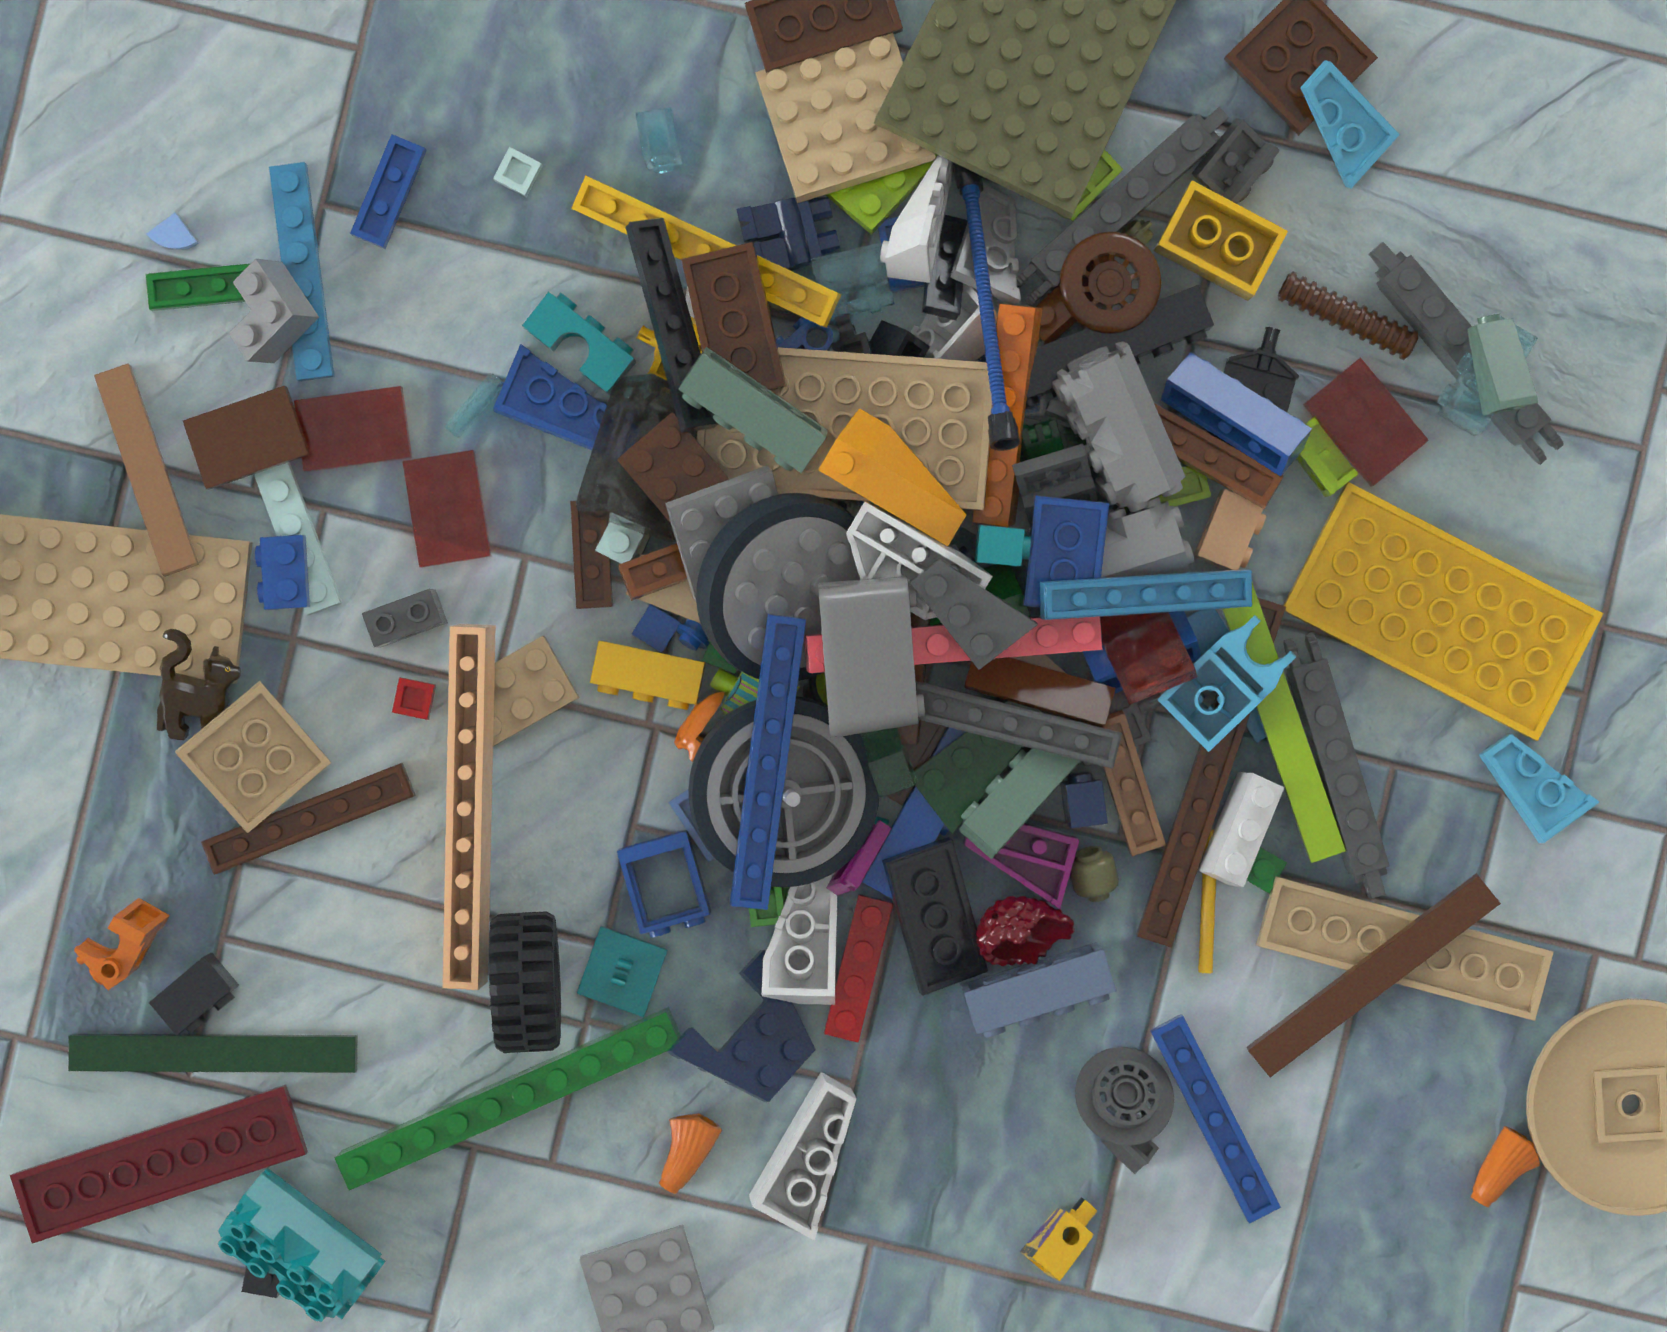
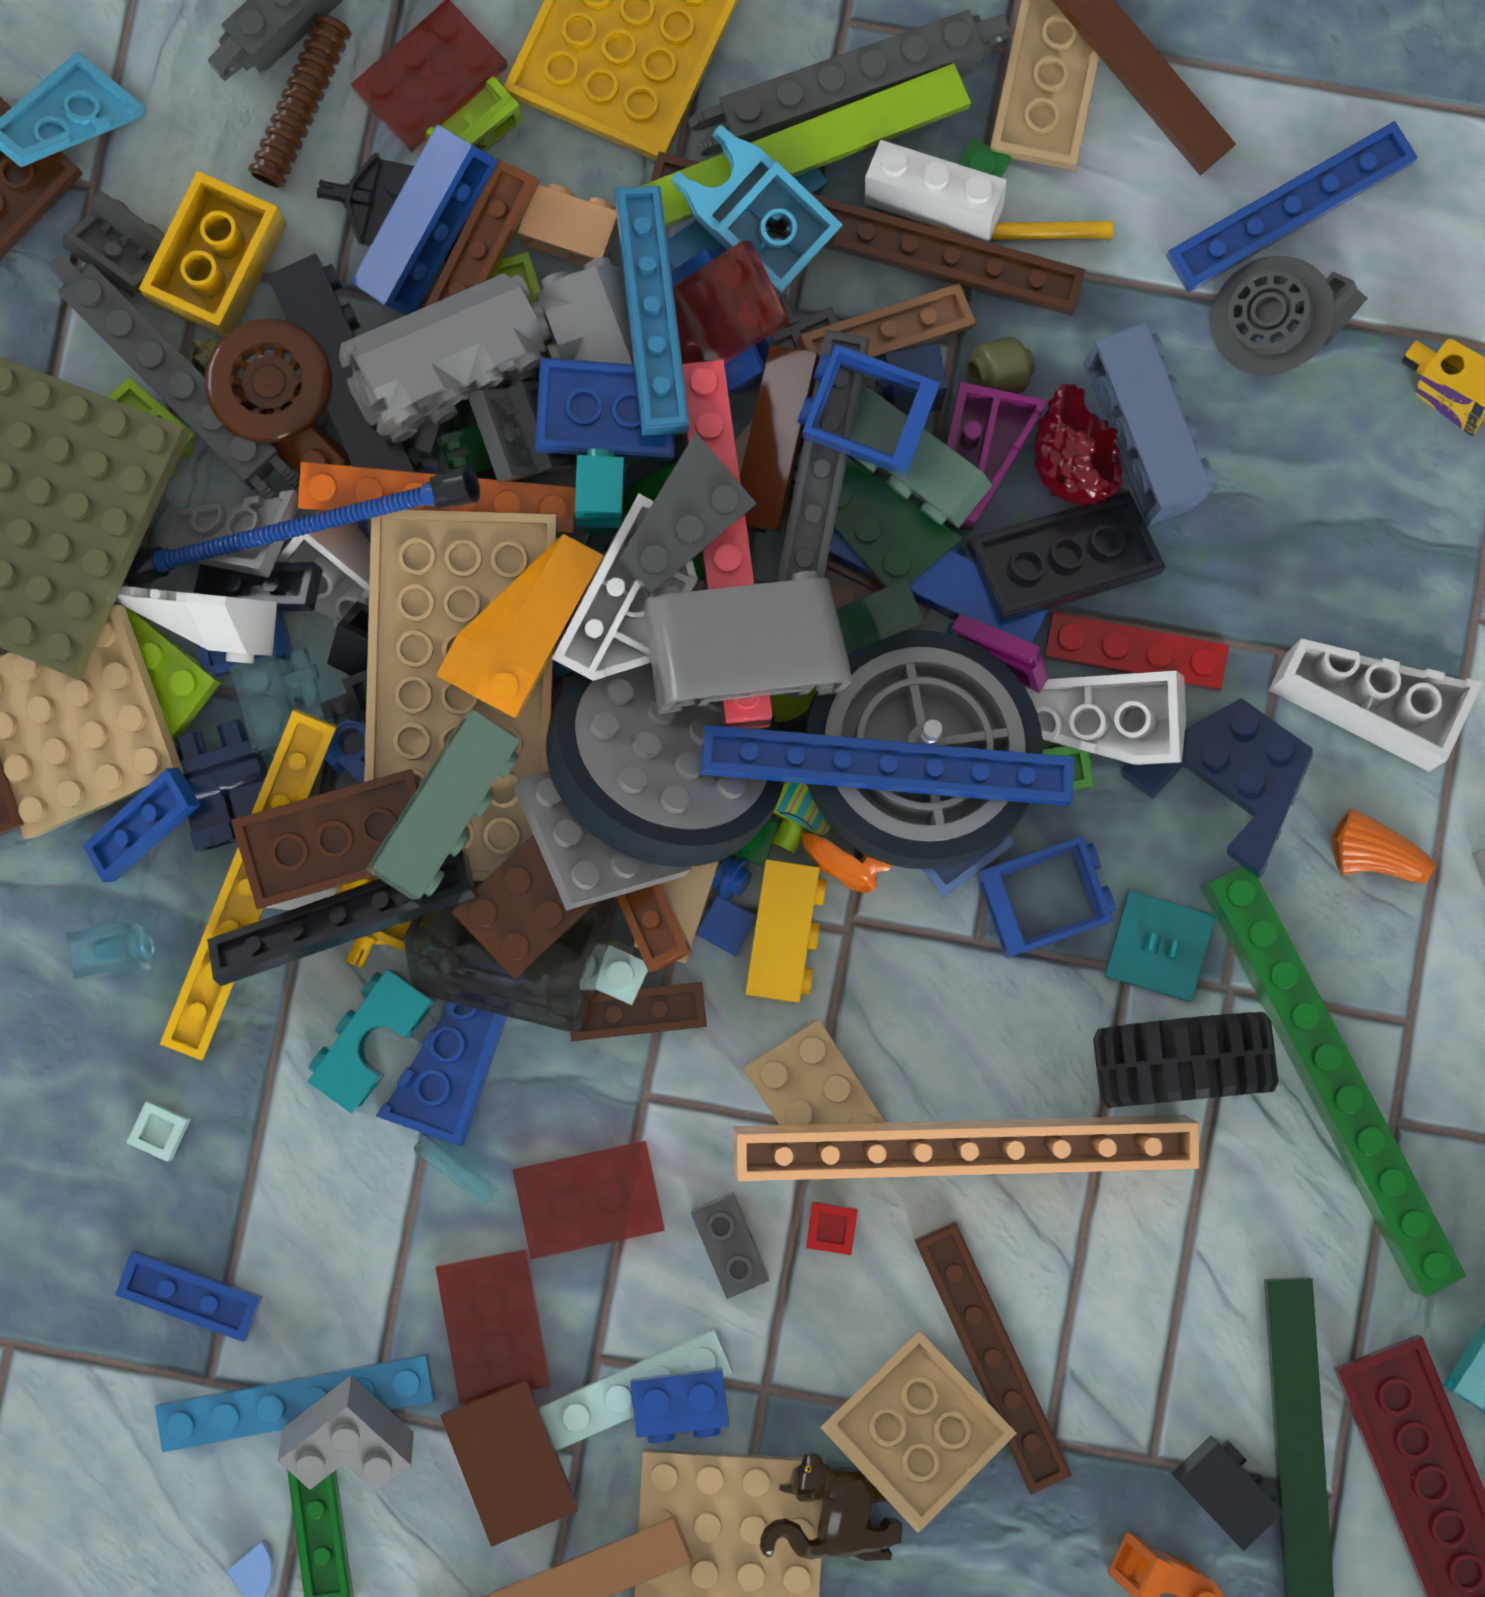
camera: 90 degrees left, 5 degrees down
(758, 167) = (141, 824): none -> blue plate
(1039, 799) = (827, 373): none -> blue window

